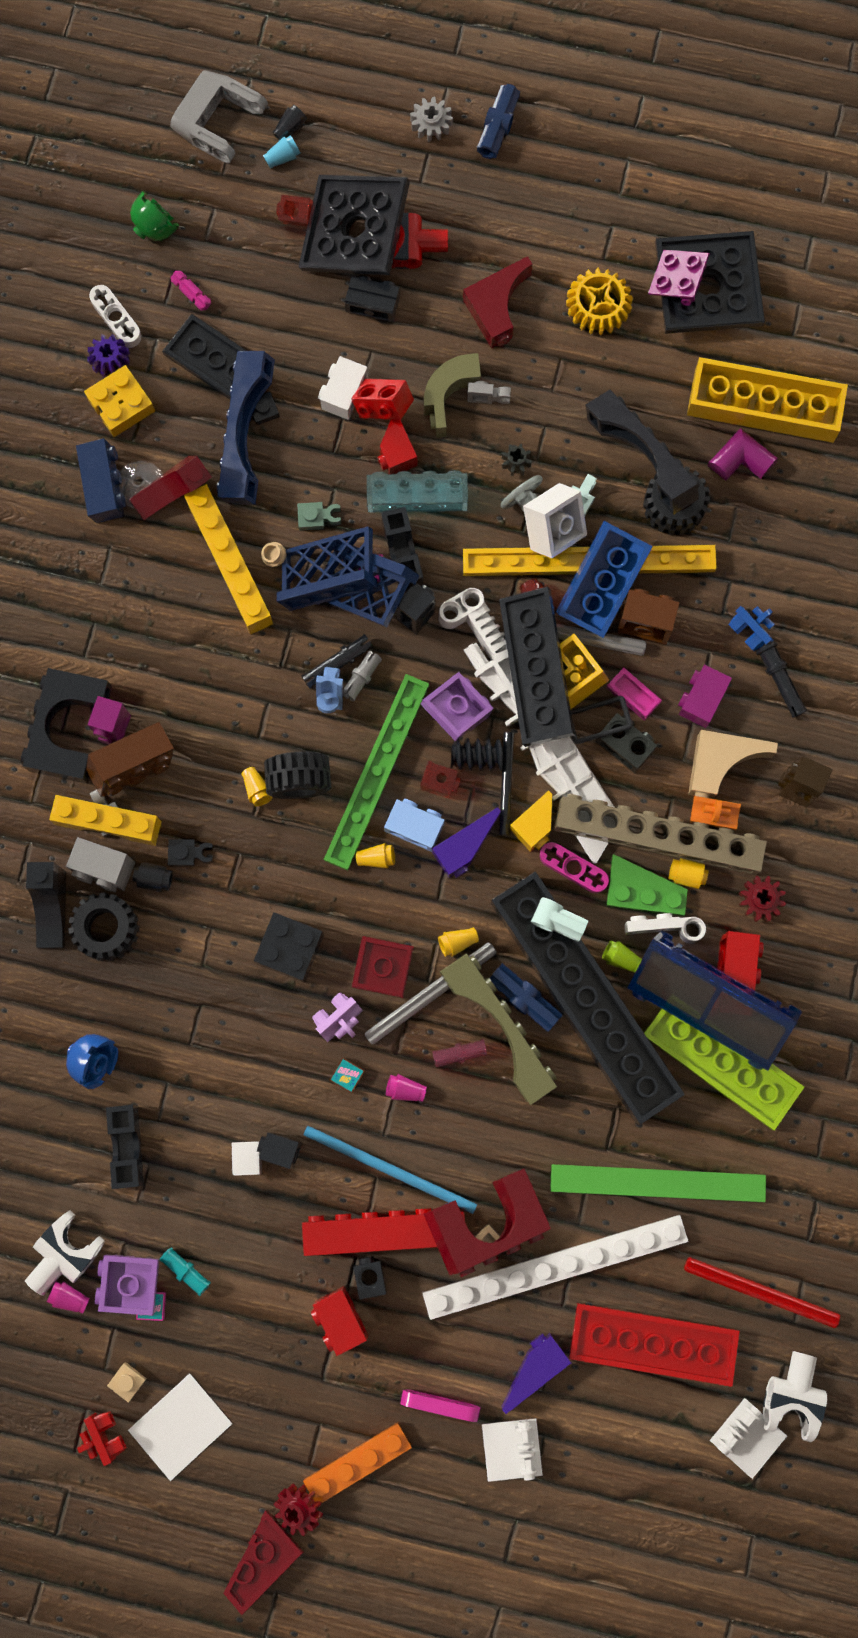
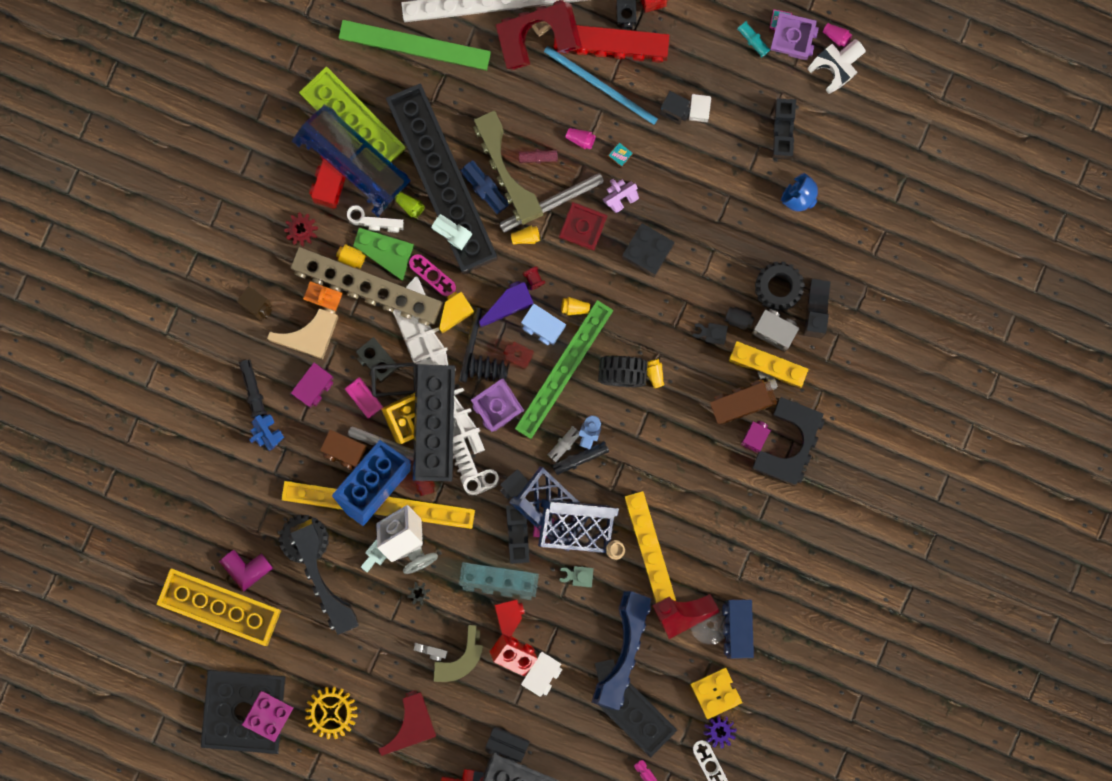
camera: 175 degrees left, 5 degrees up
(437, 885) = (534, 278): none -> dark red bush

